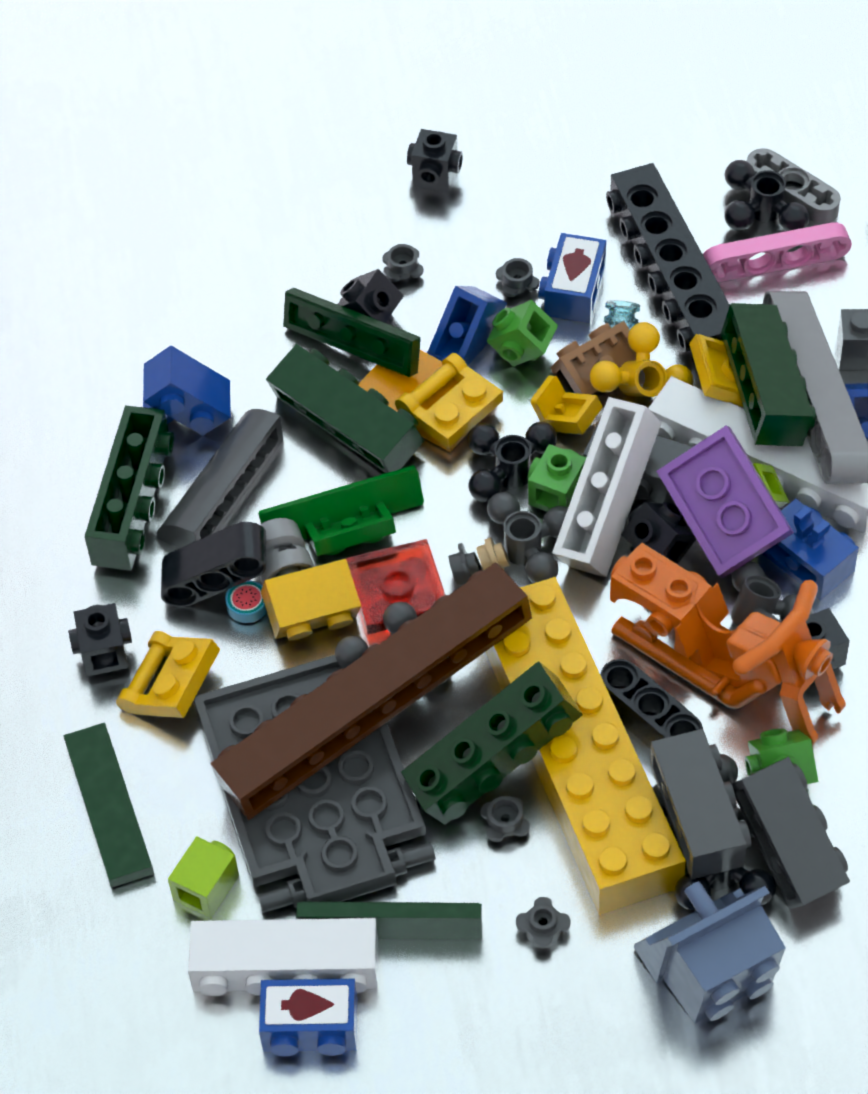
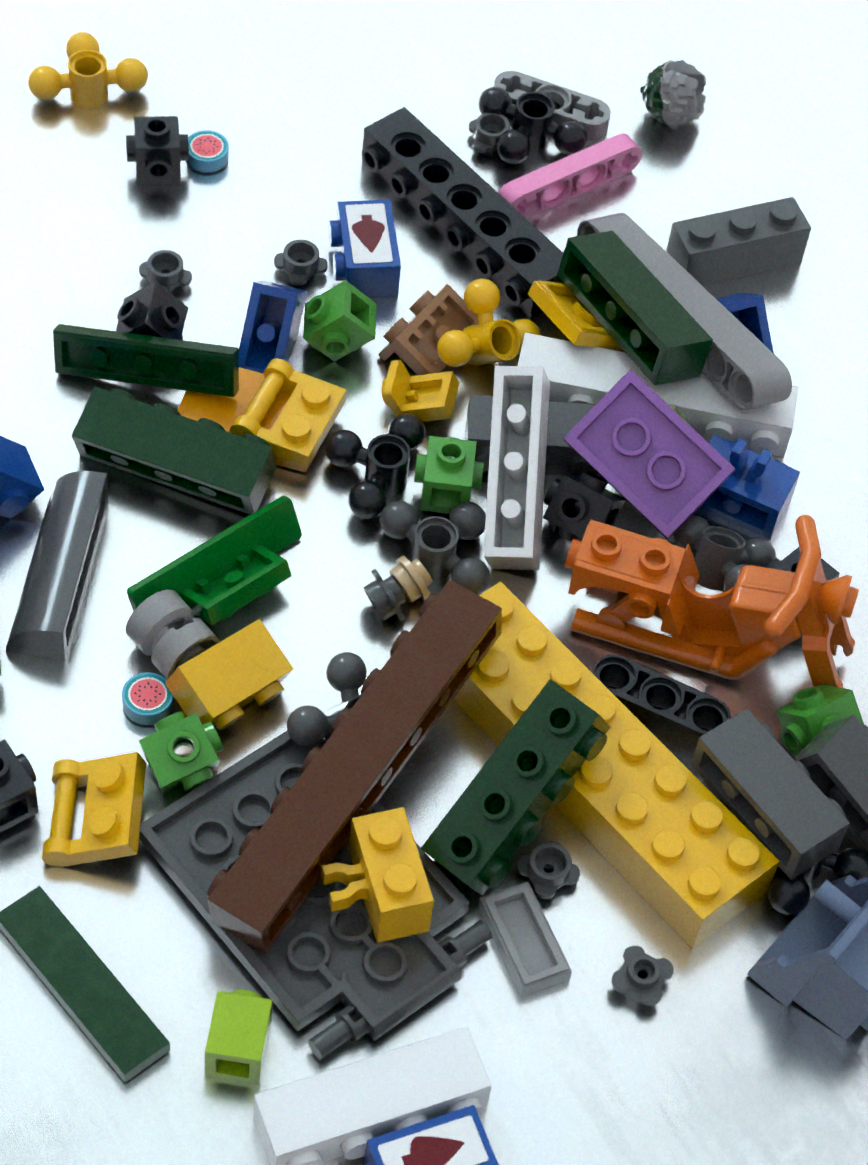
camera: 30 degrees left, 0 degrees up
(213, 564) = (101, 664): black beam -> none
(248, 648) = (175, 770): none -> bright green brick
(358, 784) = (385, 875): none -> yellow brick
(395, 575) = (316, 627): clear red plate -> none
(405, 85) = (87, 74): none -> yellow piece
(405, 919) = (491, 1017): dark green tile -> none
(463, 864) = (524, 939): none -> light grey tile
(480, 168) = (208, 151): none -> tile
(621, 311) = (433, 276): clear light blue bush -> none
(724, 194) = (487, 130): none -> dark grey plate

